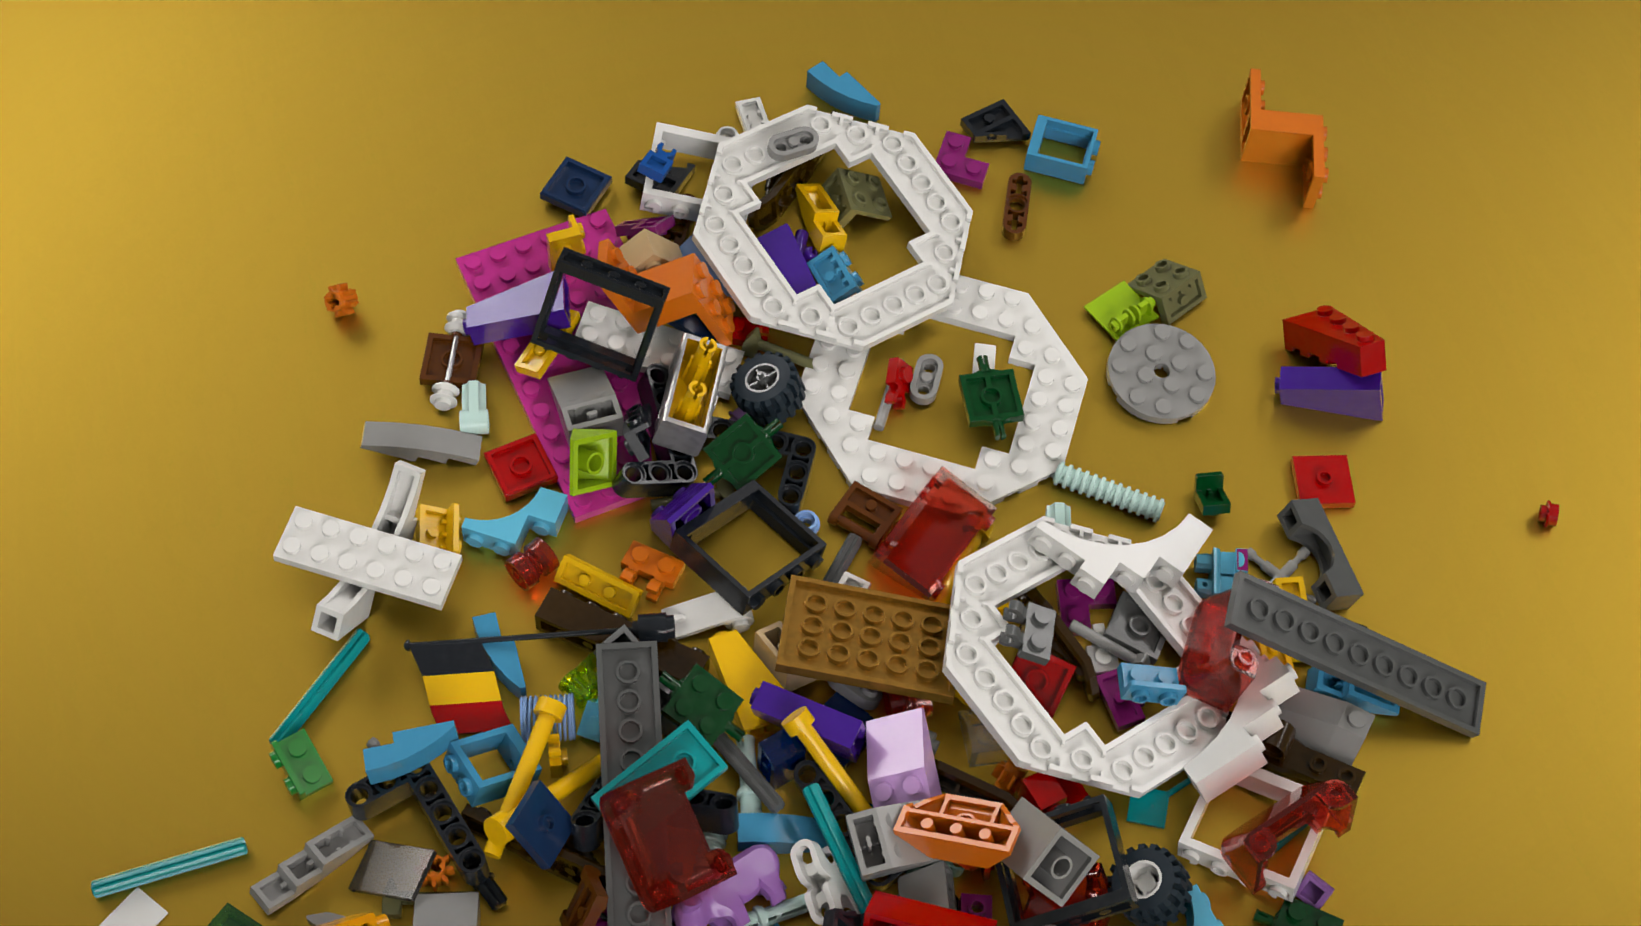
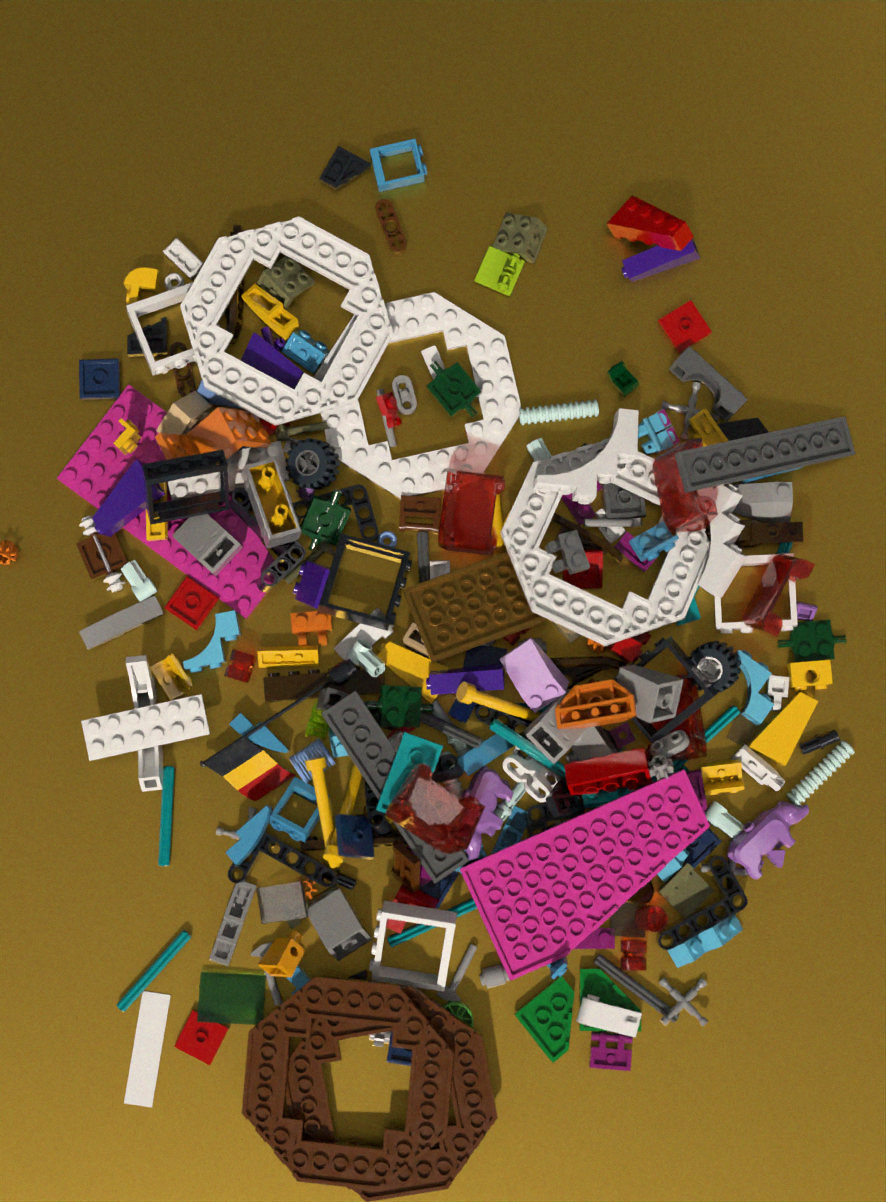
camera: 25 degrees left, 25 degrees up
(301, 764) = (187, 869): green bracket -> none
(557, 756) = (332, 779): yellow plate -> none
(592, 460) = (237, 582): lime slope -> none
(635, 433) = (254, 547): black bracket -> none
(657, 164) = (148, 343): blue plate -> none
(657, 225) = (165, 388): magenta plate -> none
(692, 115) = (141, 280): none -> yellow brick
(693, 629) = (362, 655): none -> light aqua piece
(791, 144) = (228, 279): light grey plate -> none
(842, 92) = (229, 201): dark azure slope -> none
(955, 163) = (334, 217): magenta plate -> none
(1154, 398) = (556, 286): light grey plate -> none
(1283, 139) = (539, 74): orange bracket -> none
(1549, 514) = (832, 271): red plate -> none

